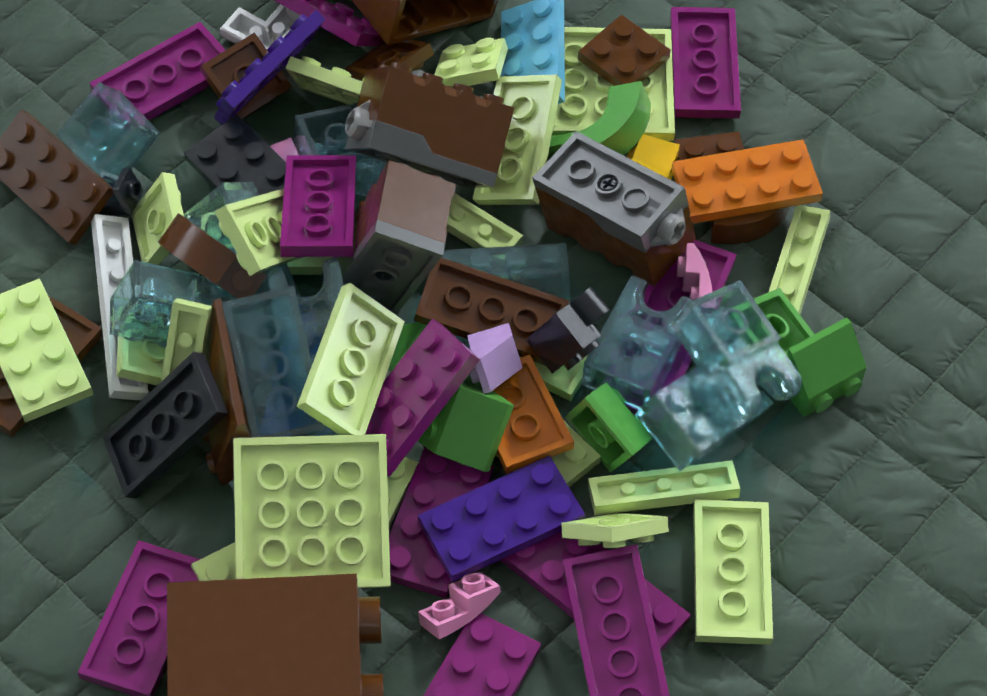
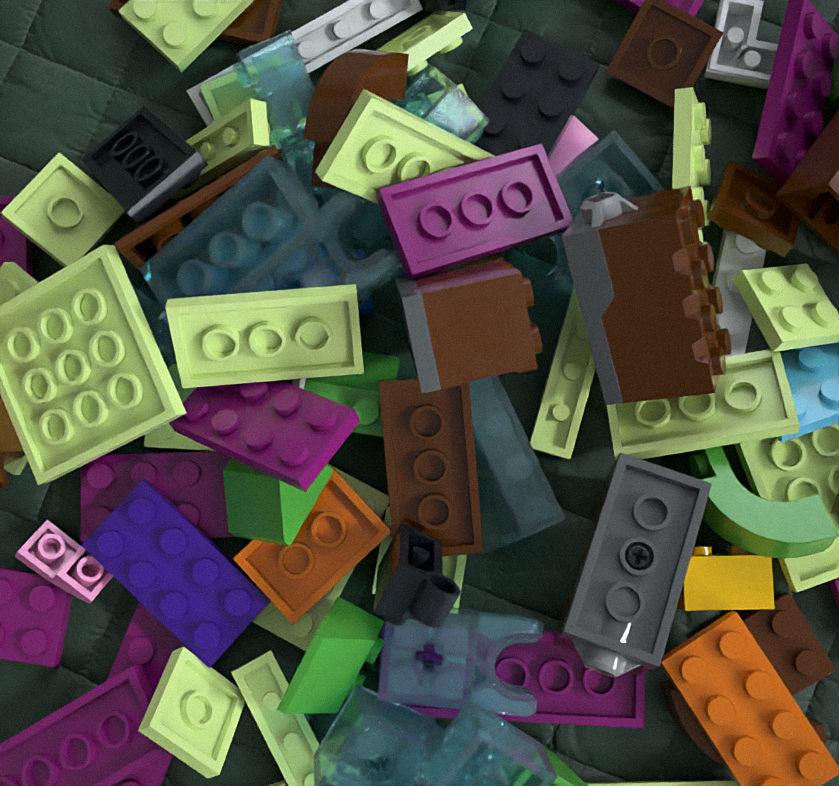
camera: 75 degrees right, 25 degrees up
(169, 513) = (64, 211): none -> yellowish green plate
(264, 70) = (652, 61): dark purple plate -> none
(497, 356) = (350, 496): lavender slope -> none
(694, 272) = (584, 690): bright pink slope -> none

